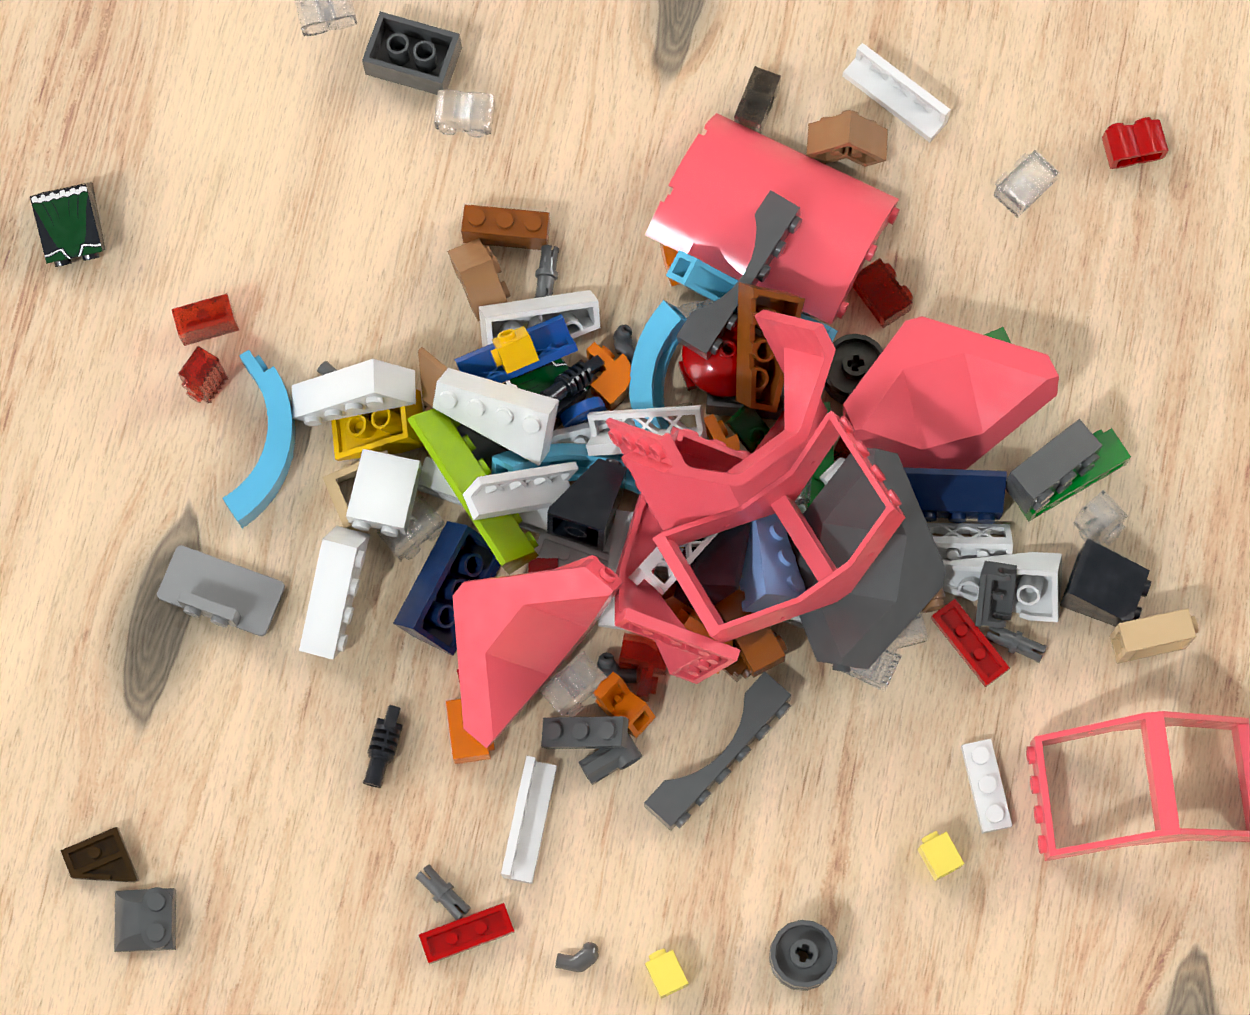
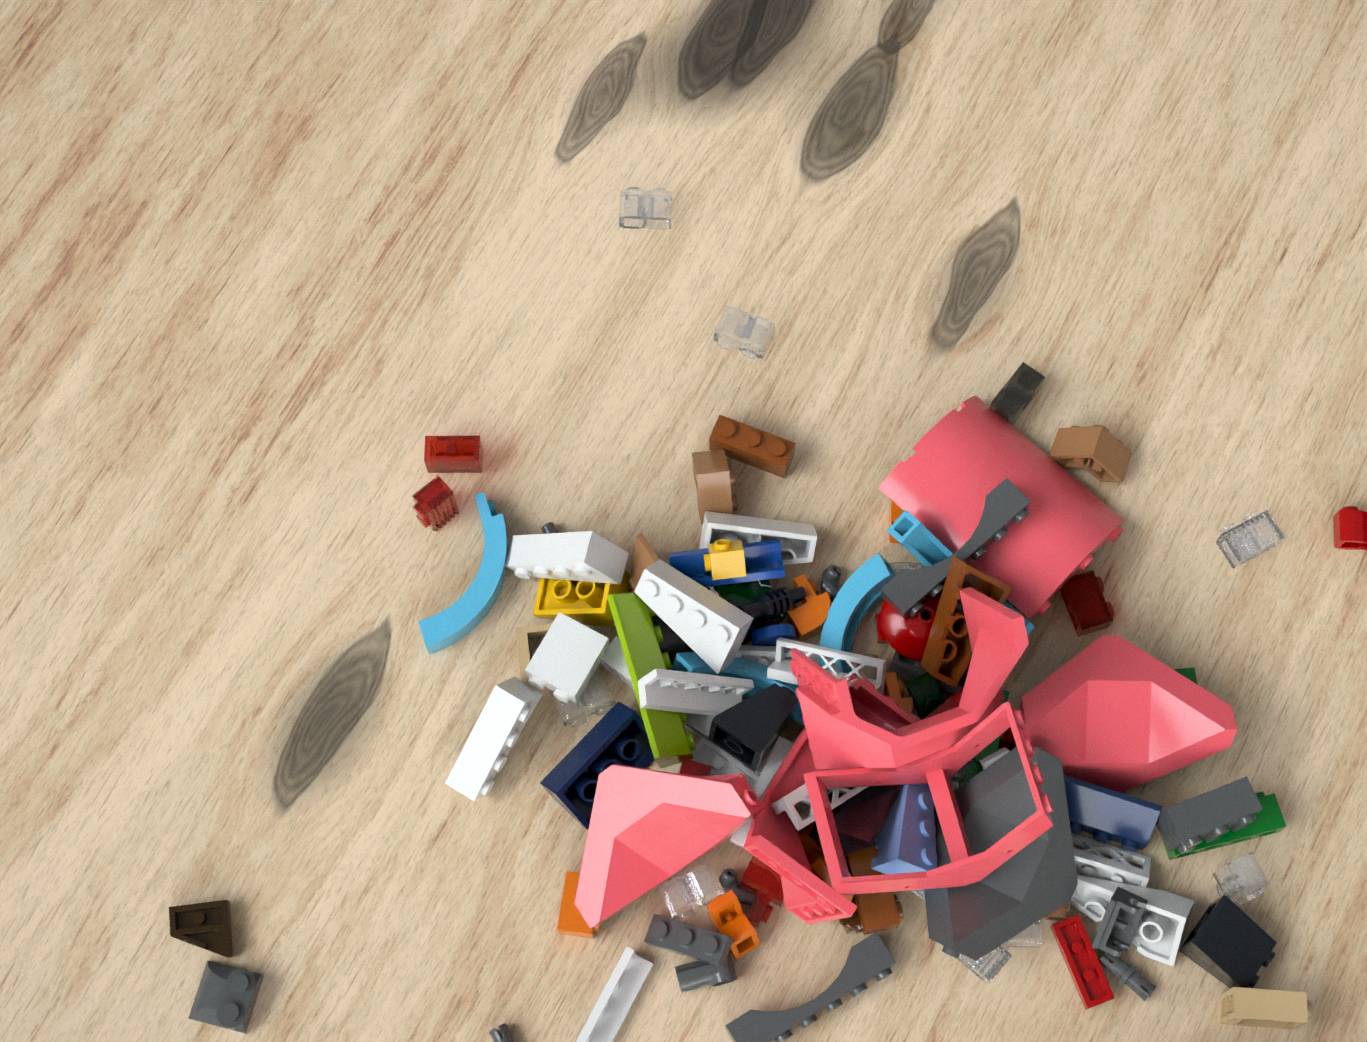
camera: 15 degrees right, 5 degrees down
(68, 223) = (358, 335): slope -> none
(220, 591) = (391, 707): light grey bracket -> none
(383, 746) = (496, 897): black hinge -> none
(411, 53) = (712, 267): dark grey brick -> none
(547, 271) = (777, 498): dark grey pin -> none
(851, 353) = (1044, 652): pearl dark grey wheel -> none
(897, 93) = (1149, 422): white fence -> none

